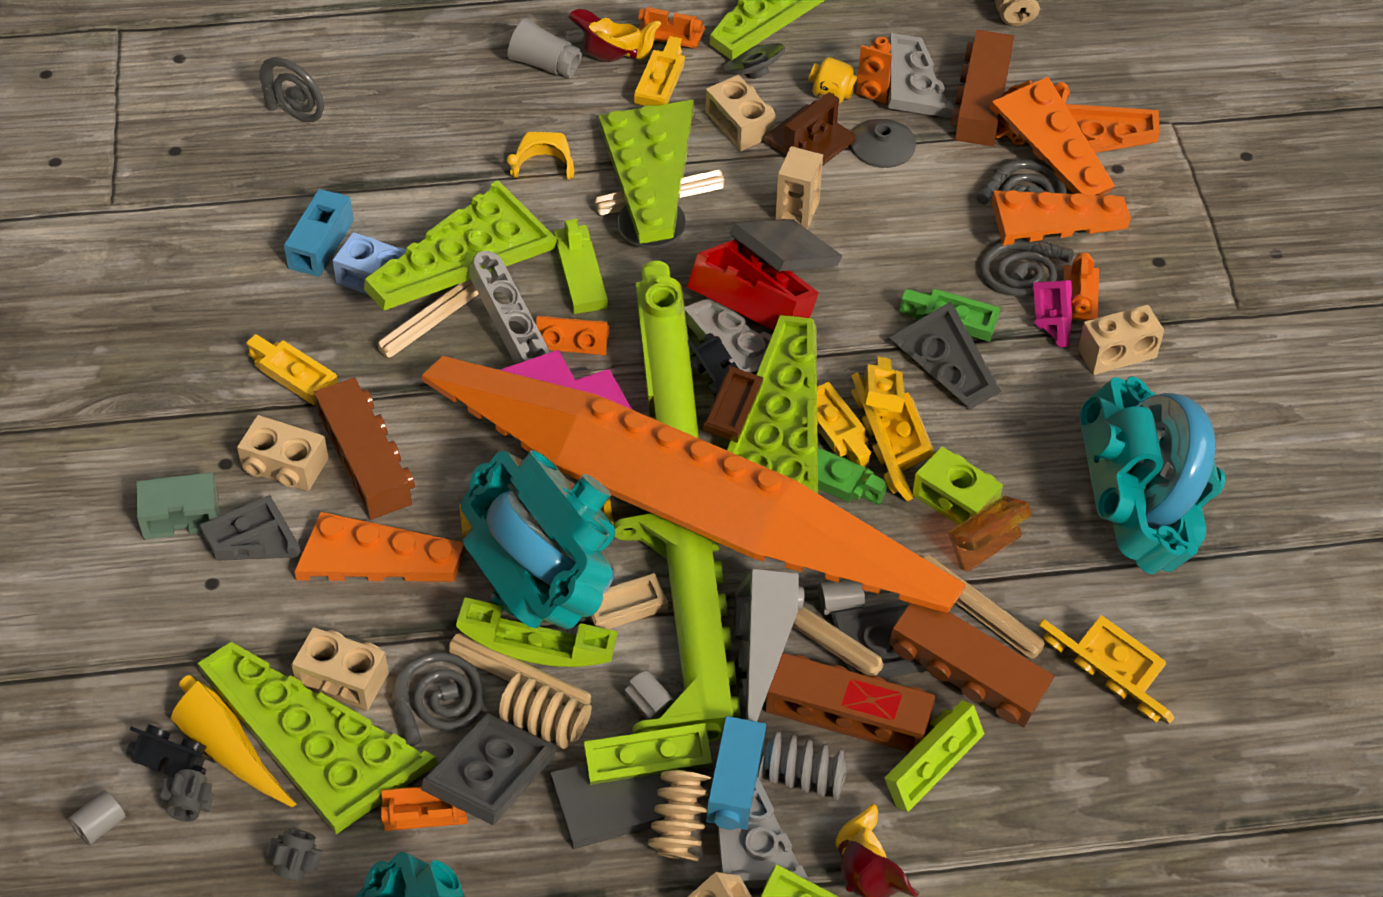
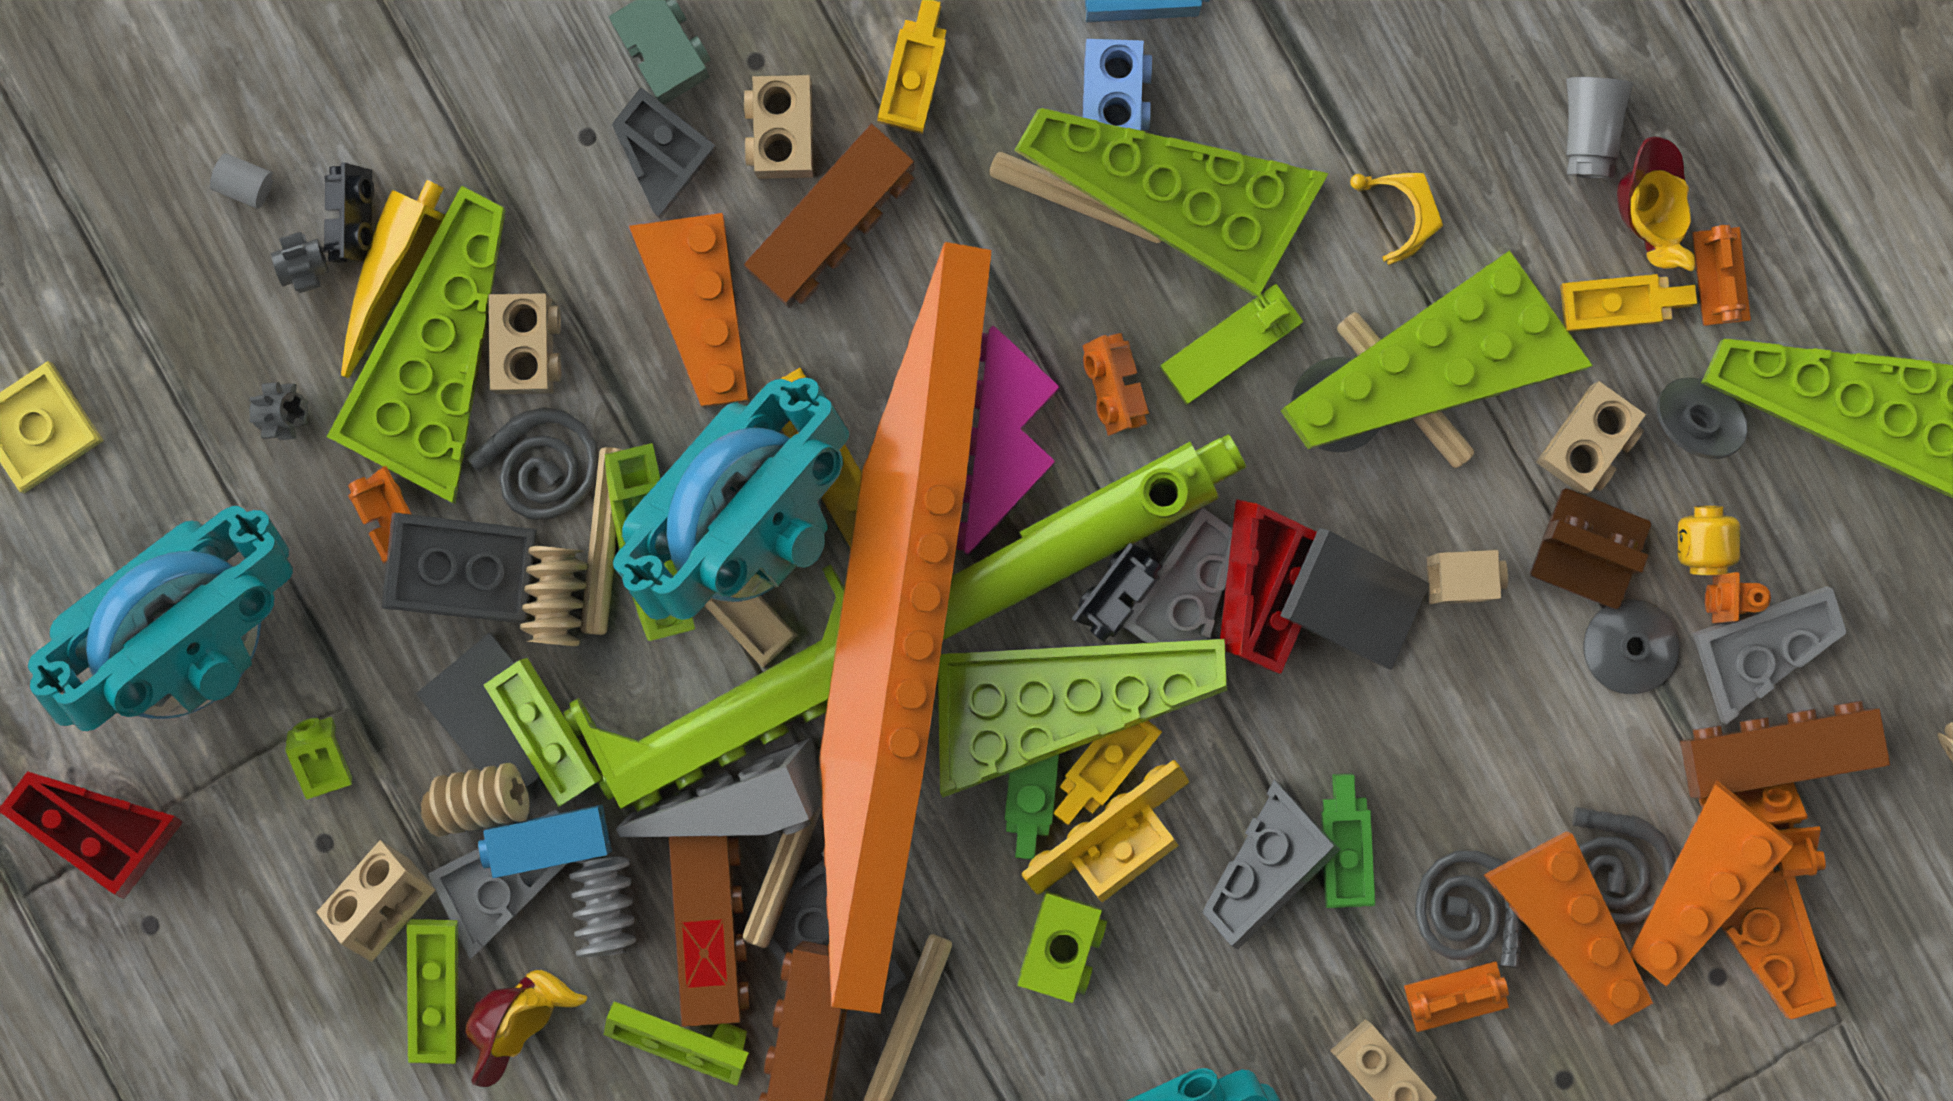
camera: 70 degrees right, 35 degrees up
(504, 313) = (1102, 300): light grey beam -> none
(648, 695) = (626, 701): light grey piece -> none
(733, 404) = (1060, 636): reddish brown tile -> none
(884, 387) = (1168, 807): yellow hinge -> none
(988, 531) = (1003, 1007): clear orange panel -> none
(1054, 309) = (1404, 973): dark pink slope -> none

